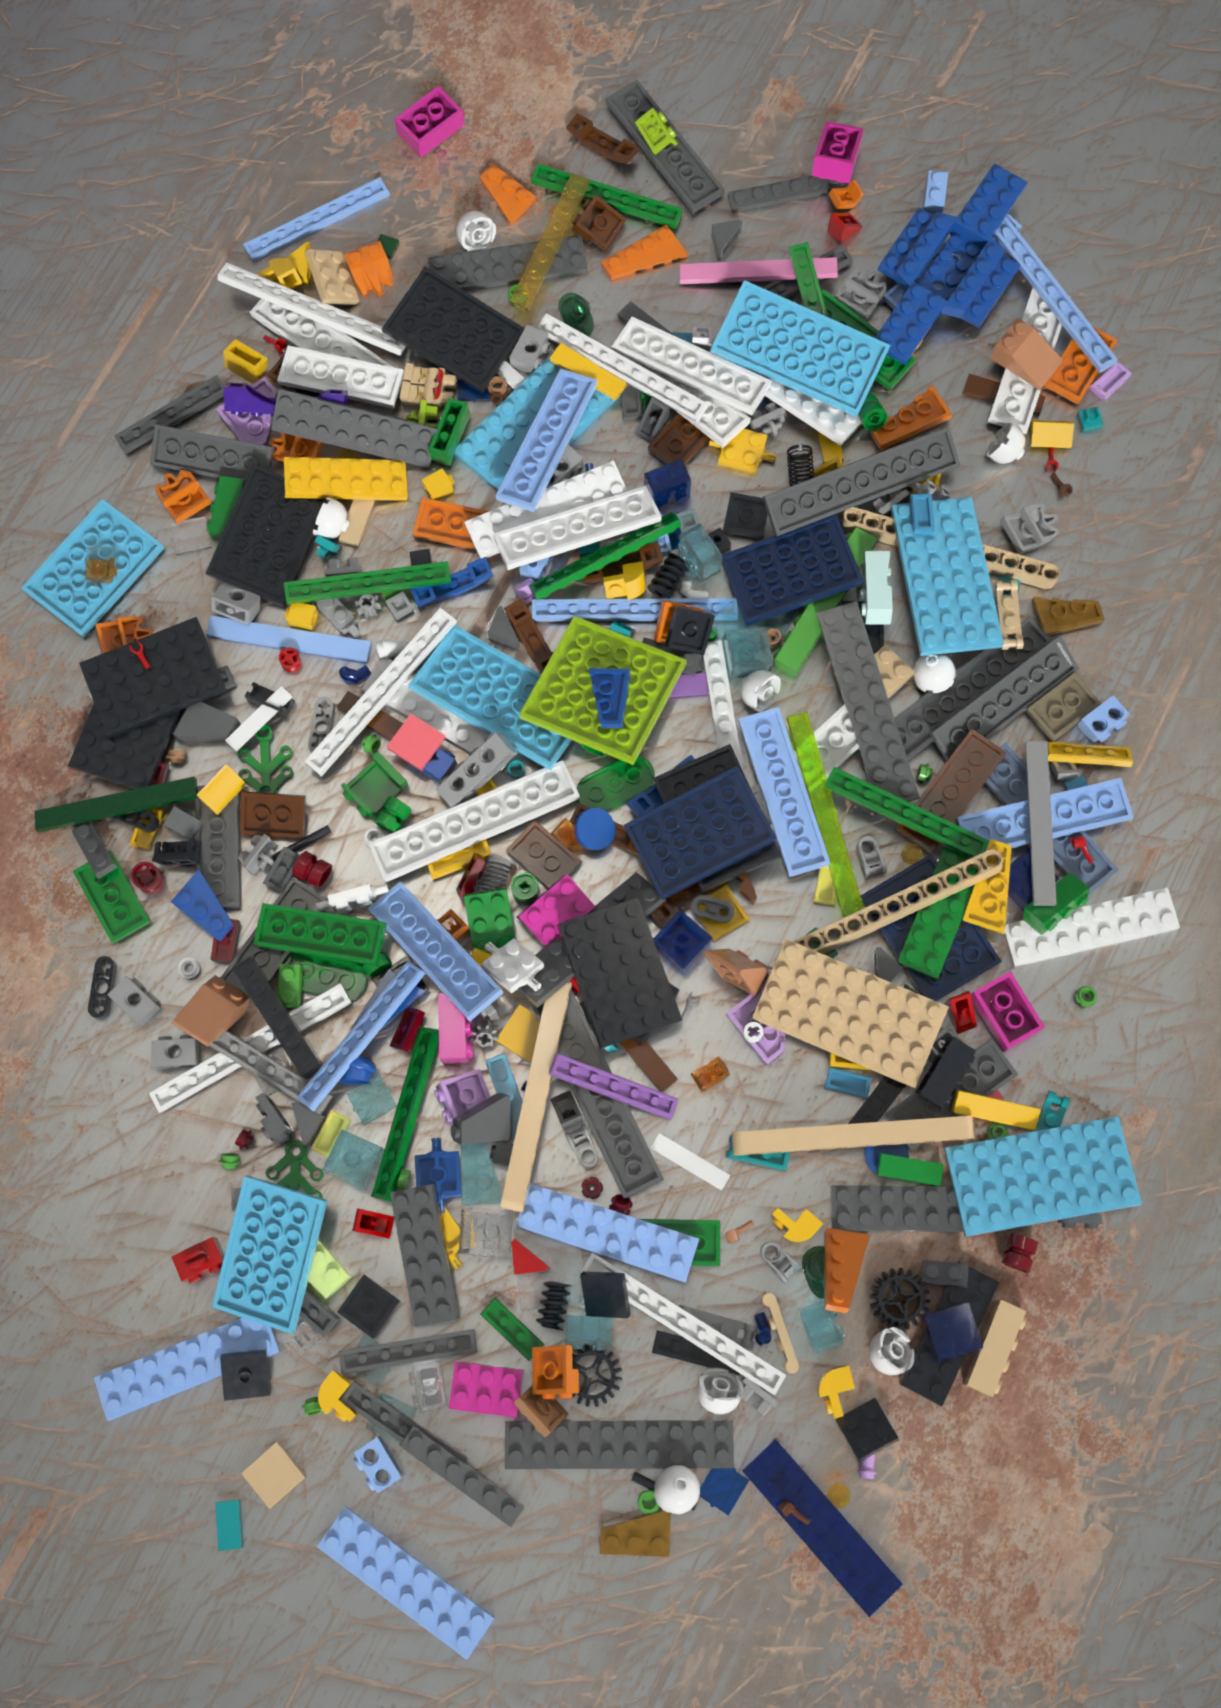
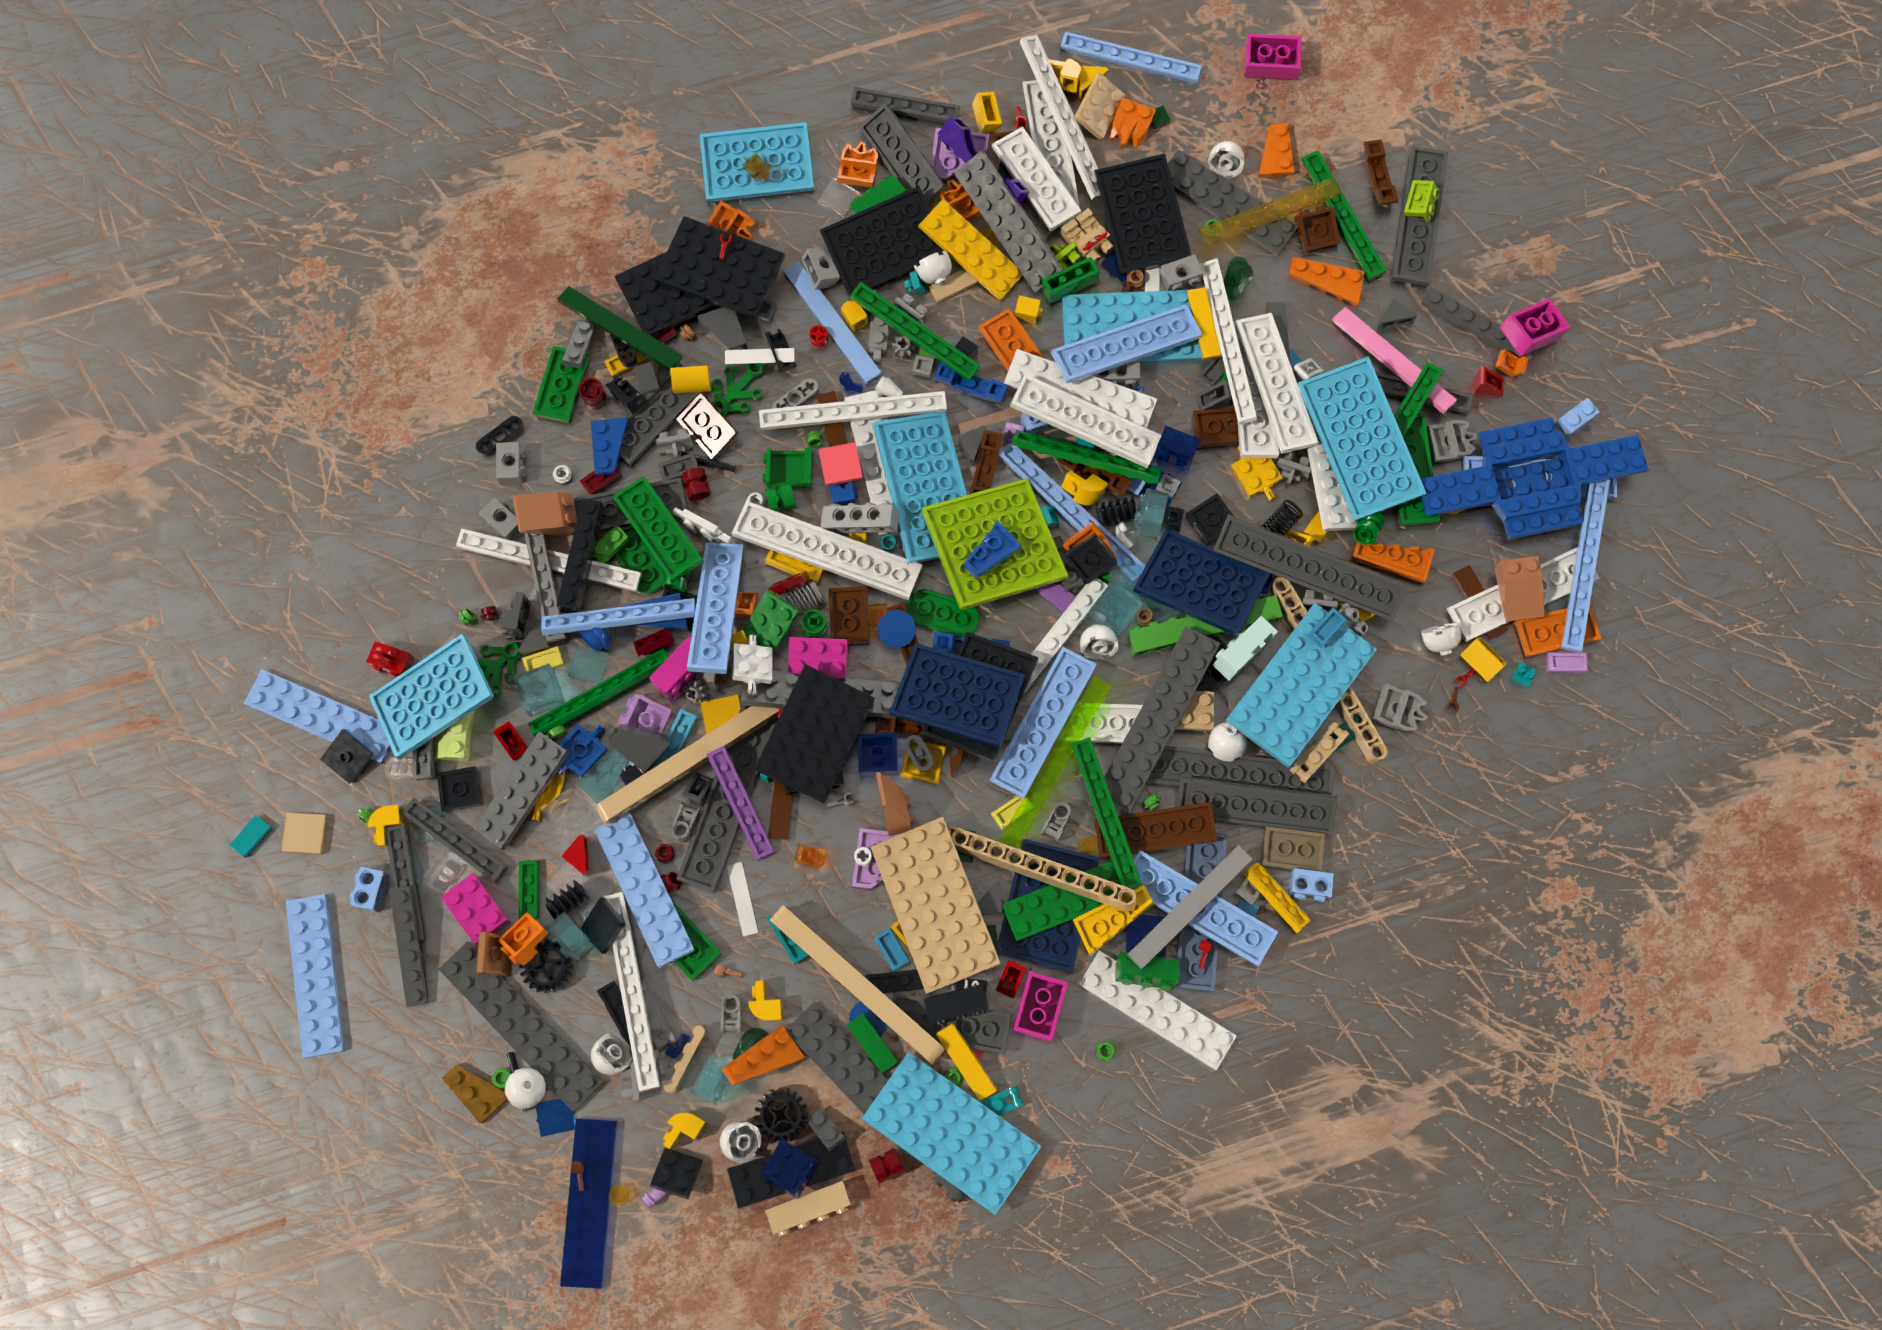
camera: 45 degrees right, 0 degrees up
(1062, 616) = (1362, 791): pearl gold wing -> none

